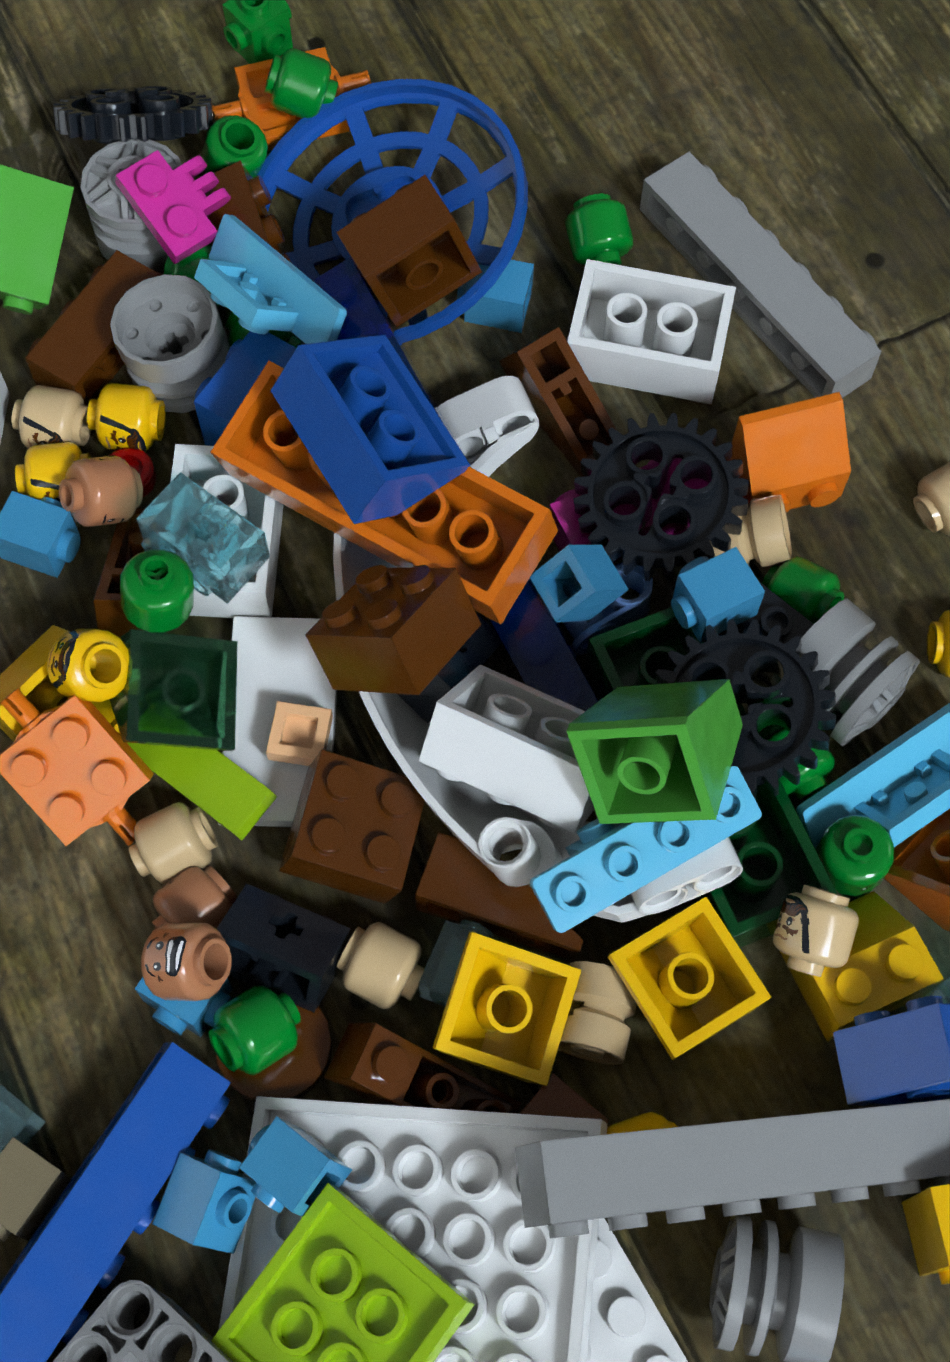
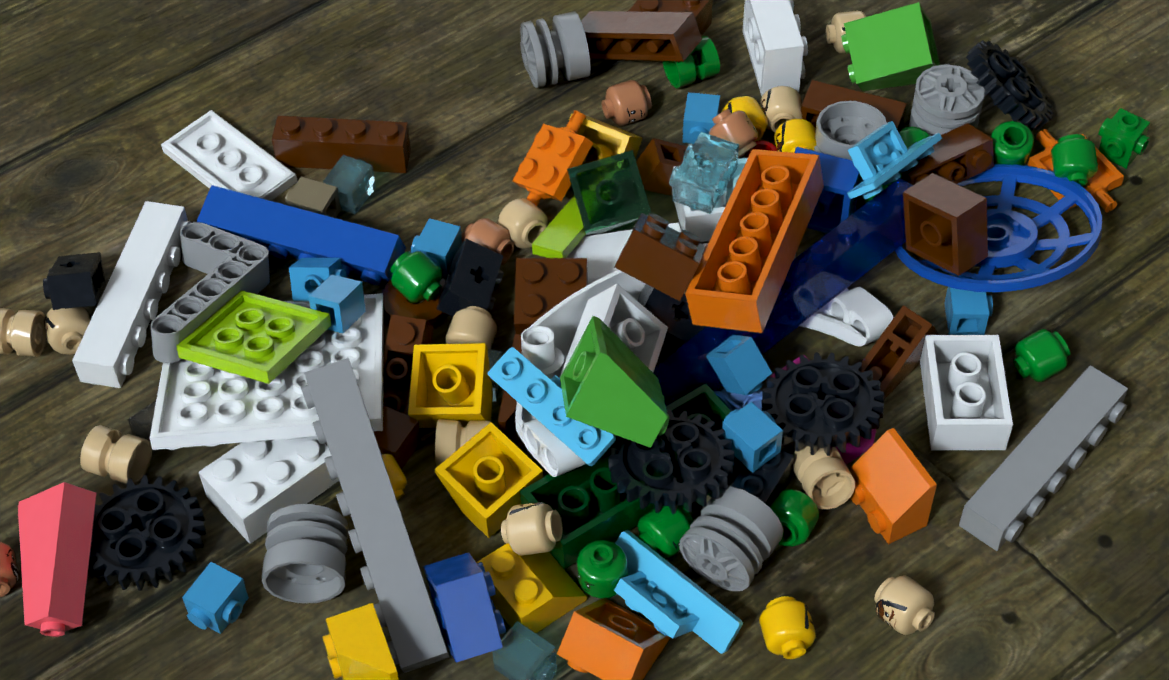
camera: 80 degrees right, 15 degrees down
(88, 664) = (606, 139): yellow head -> none
(157, 591) = (658, 153): green head -> none
(173, 202) = (939, 108): dark pink hinge -> none
(185, 961) = (442, 225): nougat head -> none
(298, 733) = (602, 260): light nougat plate -> none
(367, 425) = (781, 199): blue slope -> none

